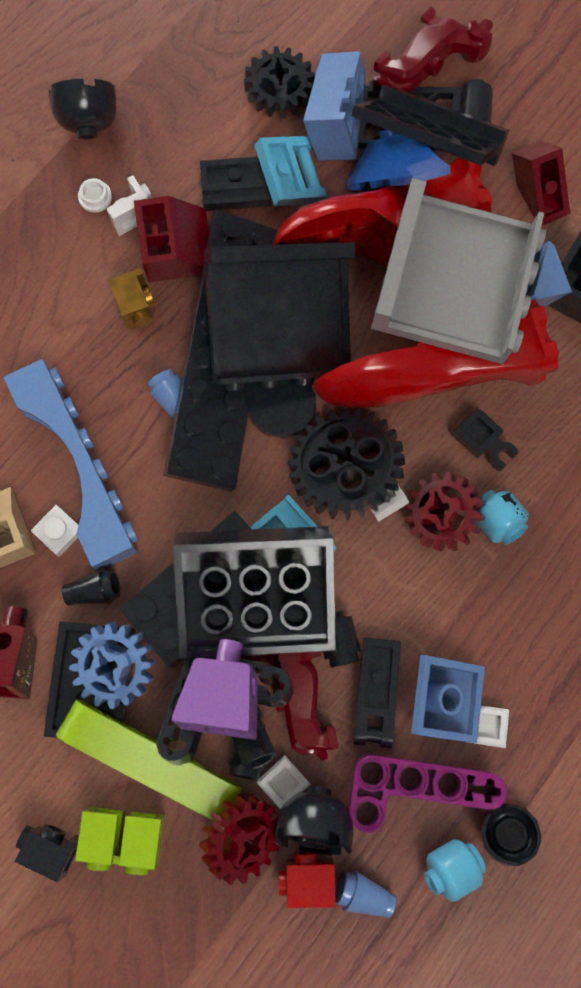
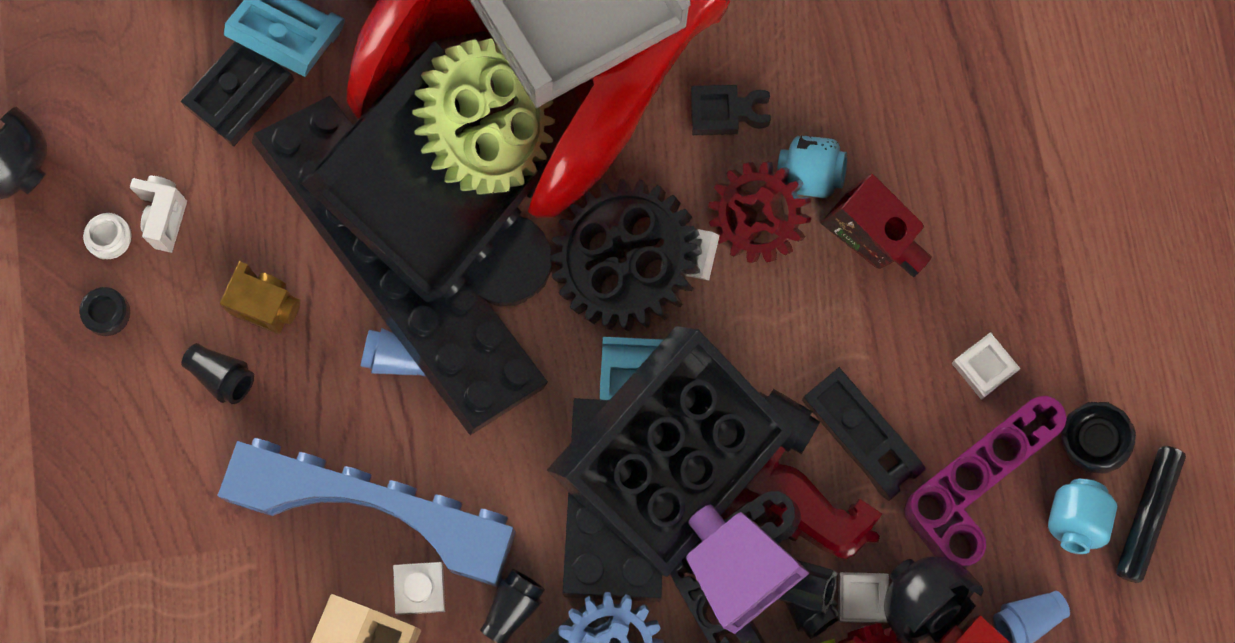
camera: 45 degrees left, 0 degrees up
(54, 233) = (104, 311): none -> black tile
(74, 318) = (220, 374): none -> black cone
(171, 237) = (235, 203): dark red slope -> none
(332, 343) = (503, 156): none -> yellowish green gear
(448, 699) = (931, 375): medium blue slope -> none
(497, 910) = (1150, 514): none -> black axle
(501, 572) = (878, 226): none -> dark red torso

